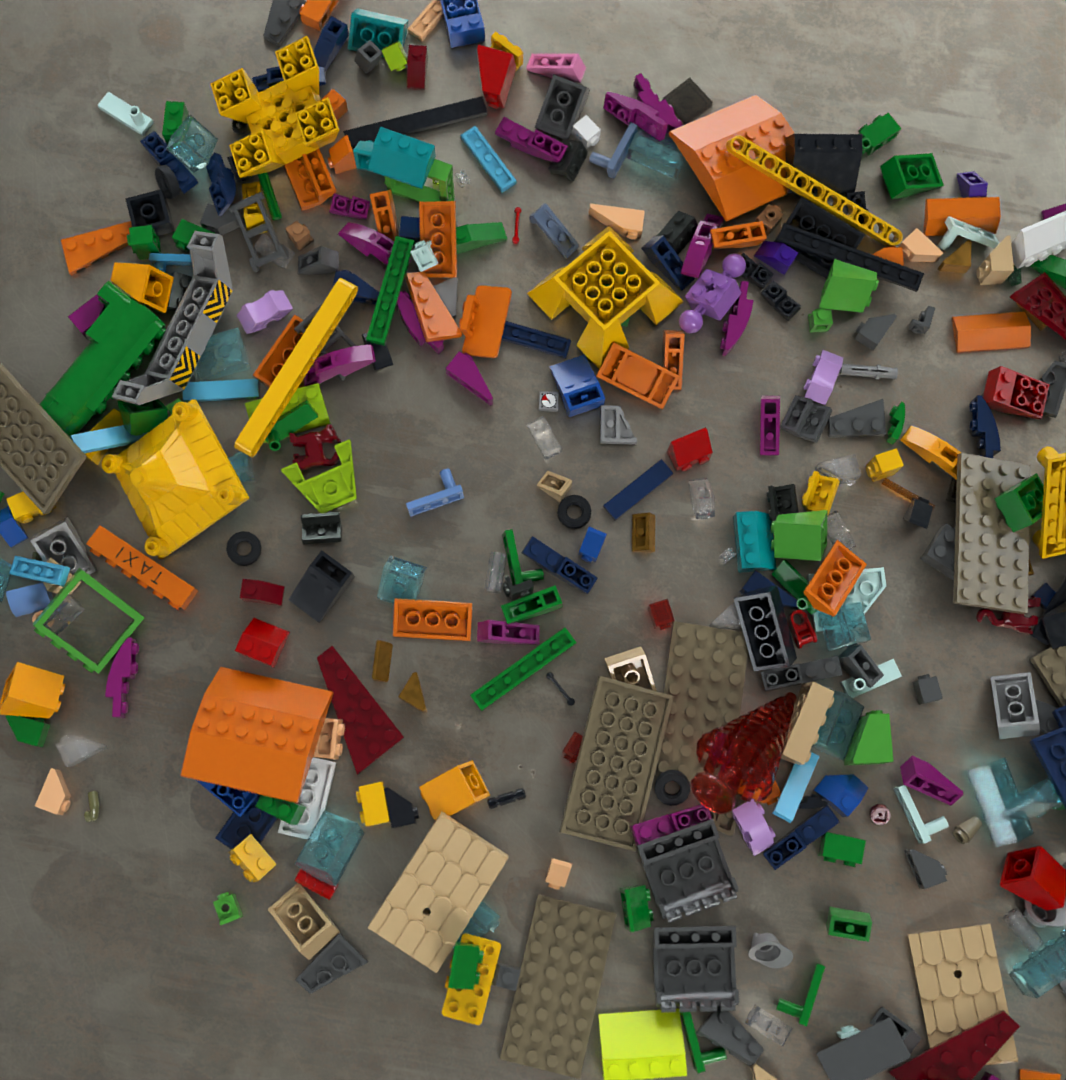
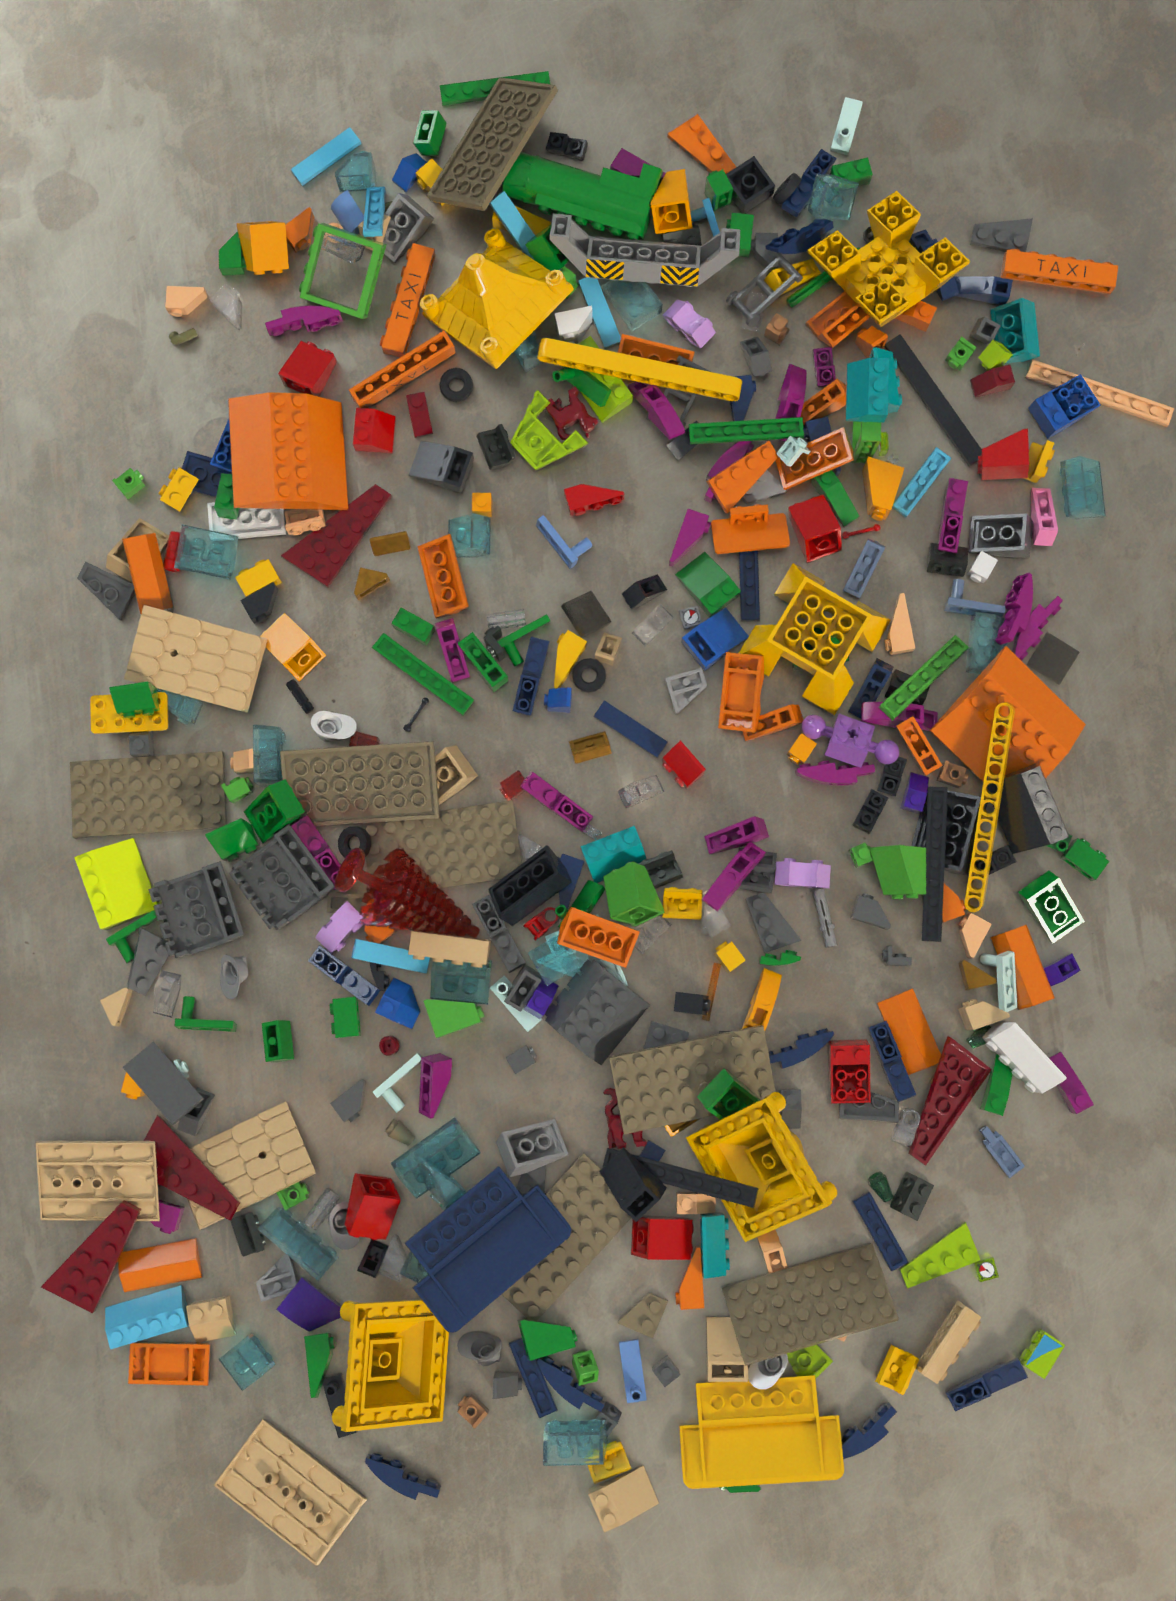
camera: 80 degrees right, 5 degrees up
(28, 652) = (300, 230): none -> orange slope
(44, 369) = (568, 147): none -> black slope
(176, 687) = (308, 369): none -> red slope
(212, 594) = (402, 370): none -> orange brick
(227, 419) = (573, 324): none -> white slope
(332, 915) = (147, 571): none -> orange slope
(374, 559) = (482, 504): none -> light orange brick
(381, 85) = (963, 347): none -> bright green brick
(400, 459) = (587, 497): none -> red slope
(474, 663) = (413, 626): none -> green brick
(484, 191) = (880, 486): none -> light orange slope
(501, 261) = (815, 528): none -> red slope
(511, 435) = (644, 591): none -> black slope
(515, 494) = (586, 614): none -> clear smoke tile
(522, 374) = (708, 584): none -> green slope
(542, 26) = (1082, 488): none -> clear light blue slope
(549, 525) = (568, 652): none -> yellow slope
(549, 772) = (333, 725): none -> white piece
(560, 846) = (267, 745): none -> clear light blue slope
(581, 889) = (238, 789): none -> bright green brick
(618, 858) = (273, 810): none -> green slope
(674, 212) = (923, 677): none -> bright green tile
(689, 579) = (556, 801): none -> magenta slope
(706, 341) = (801, 749): none -> light orange brick
(811, 436) = (733, 875): none -> magenta slope
(880, 652) = (541, 999): none -> dark purple slope
(900, 606) = (595, 1011): none -> dark grey slope
(1010, 960) = (302, 1194): none -> bright green brick
(1017, 355) = (891, 1061): none -> dark blue slope
(1027, 454) = (792, 1112): none -> dark grey slope
(1032, 1012) = (247, 1234): none -> pearl dark grey bracket

